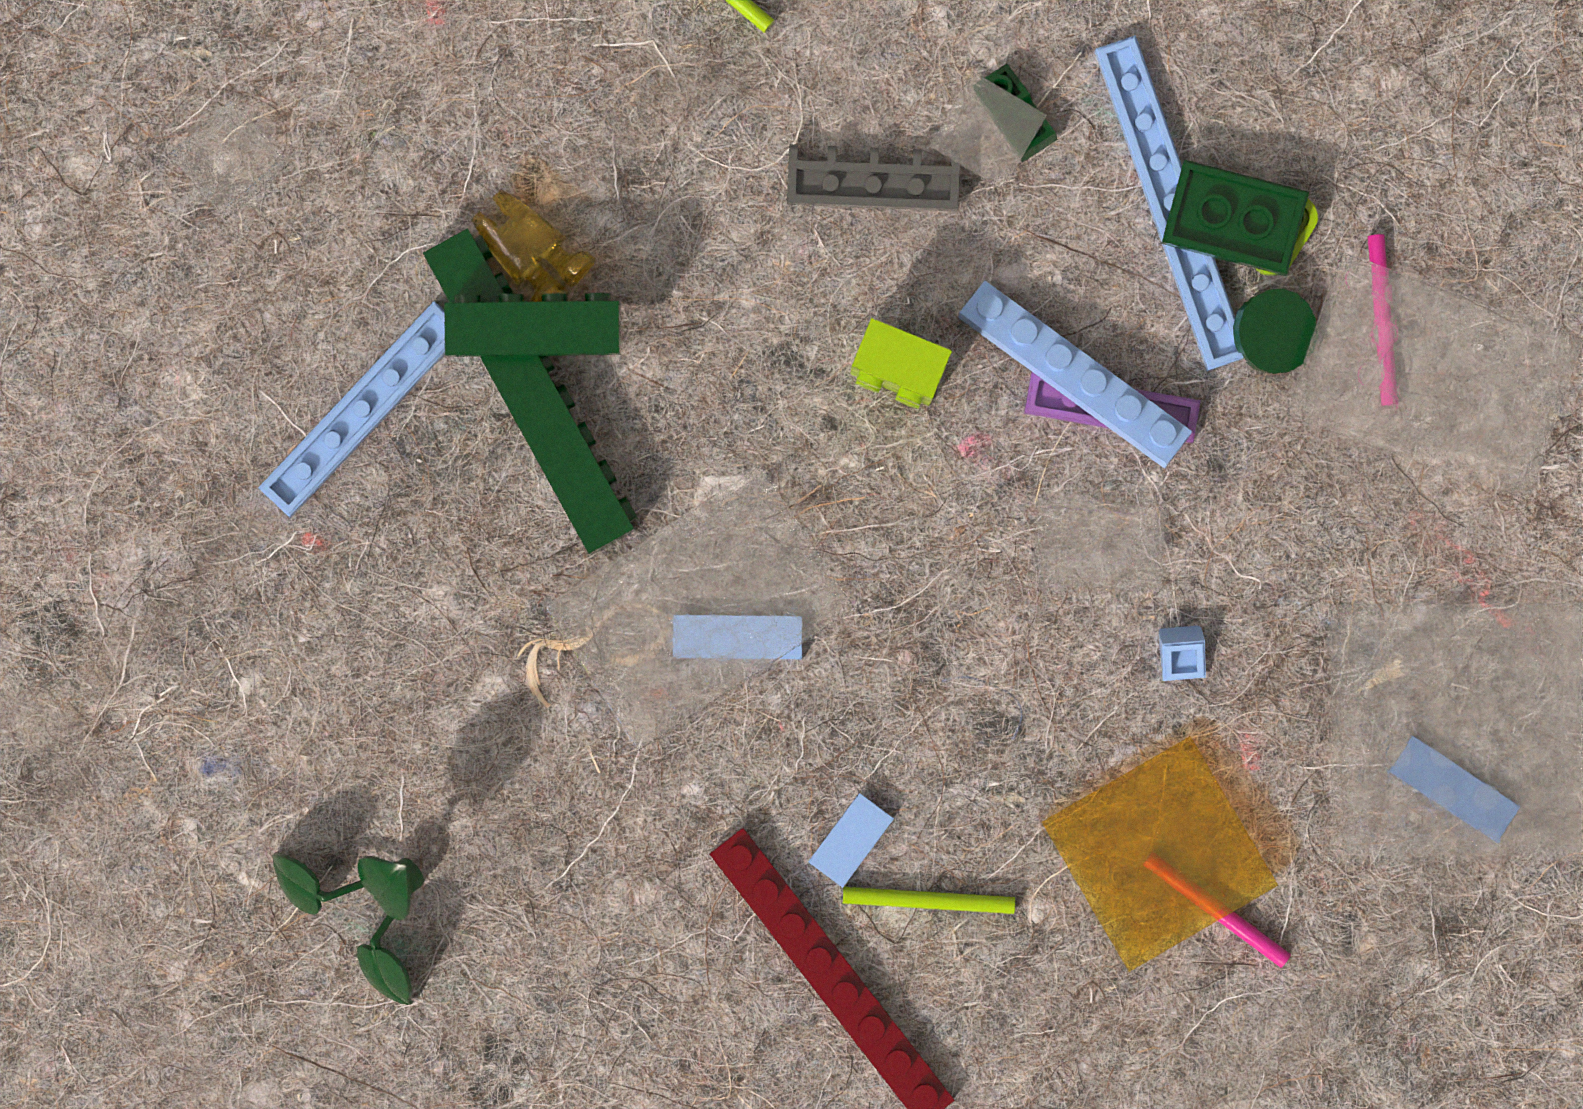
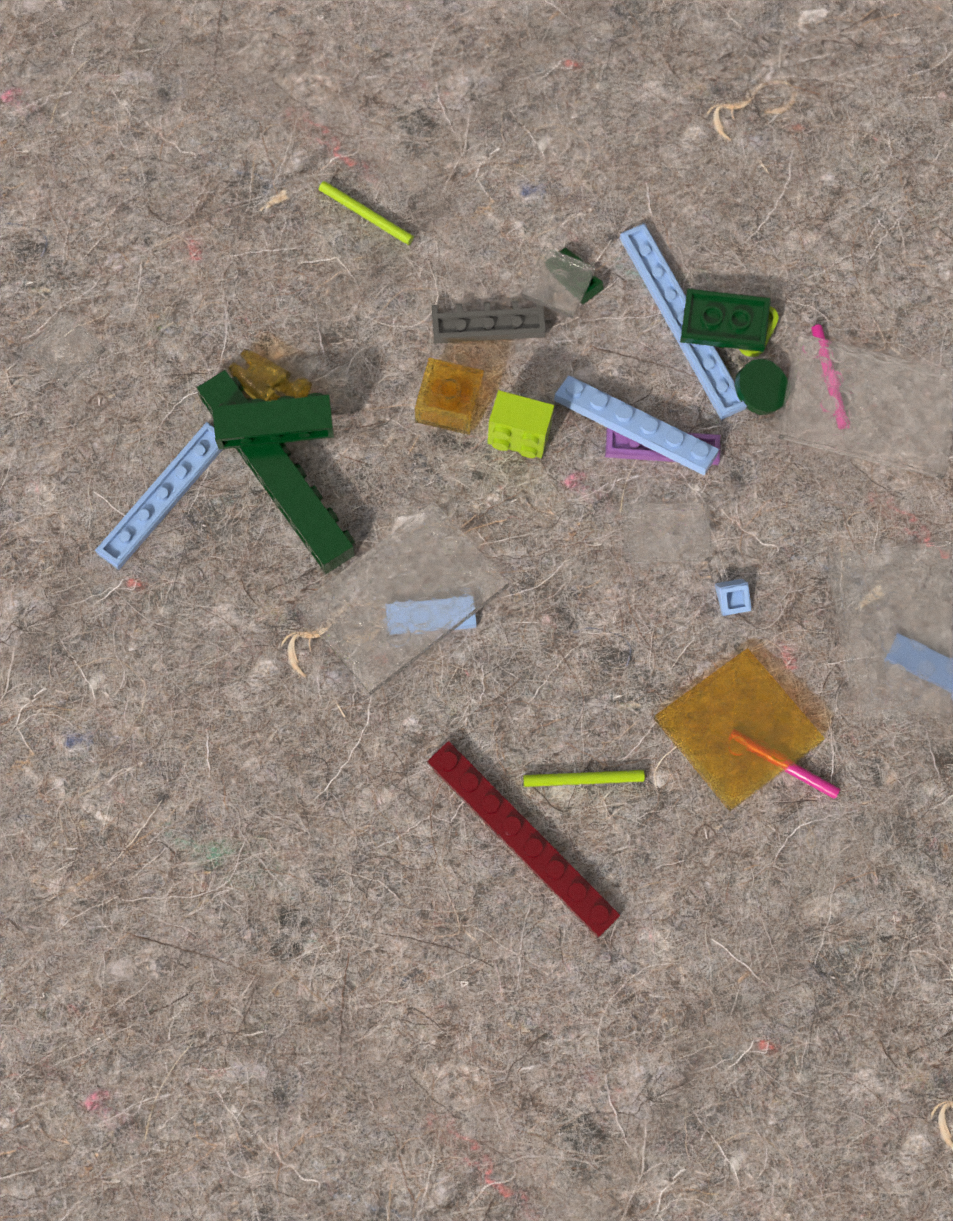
camera: 10 degrees left, 15 degrees down
(392, 887) = (204, 799): dark green plant -> none
(799, 302) = (449, 396): none -> clear yellow brick
(850, 840) = (524, 742): light blue tile -> none

